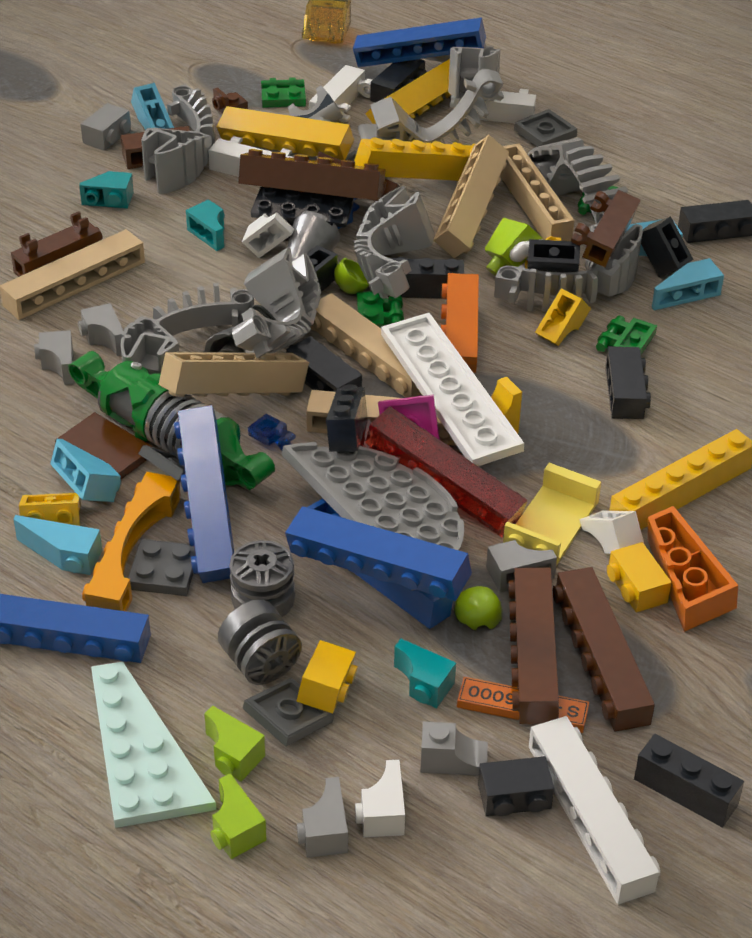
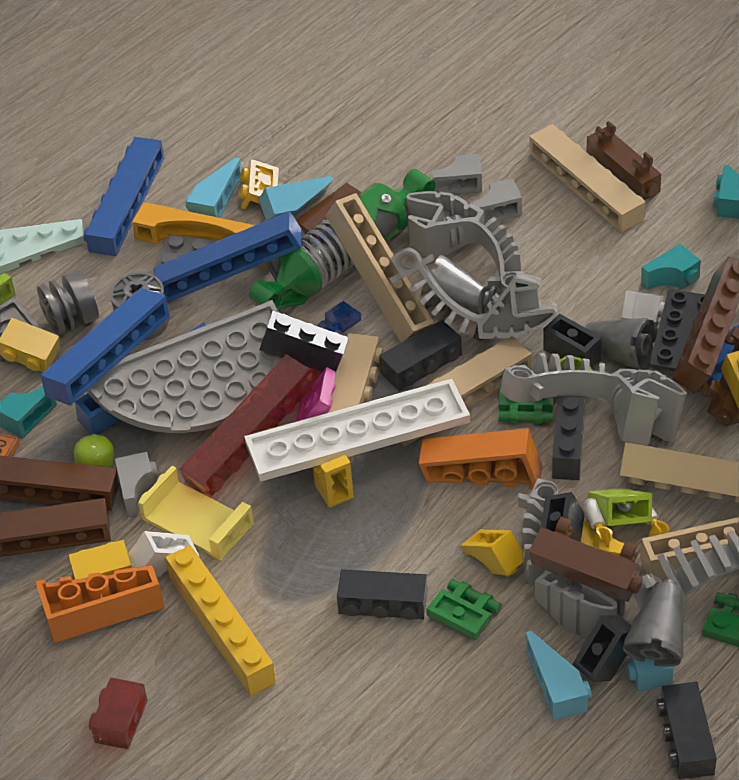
camera: 100 degrees right, 5 degrees up
(657, 197) = (658, 627): none -> flat silver cone

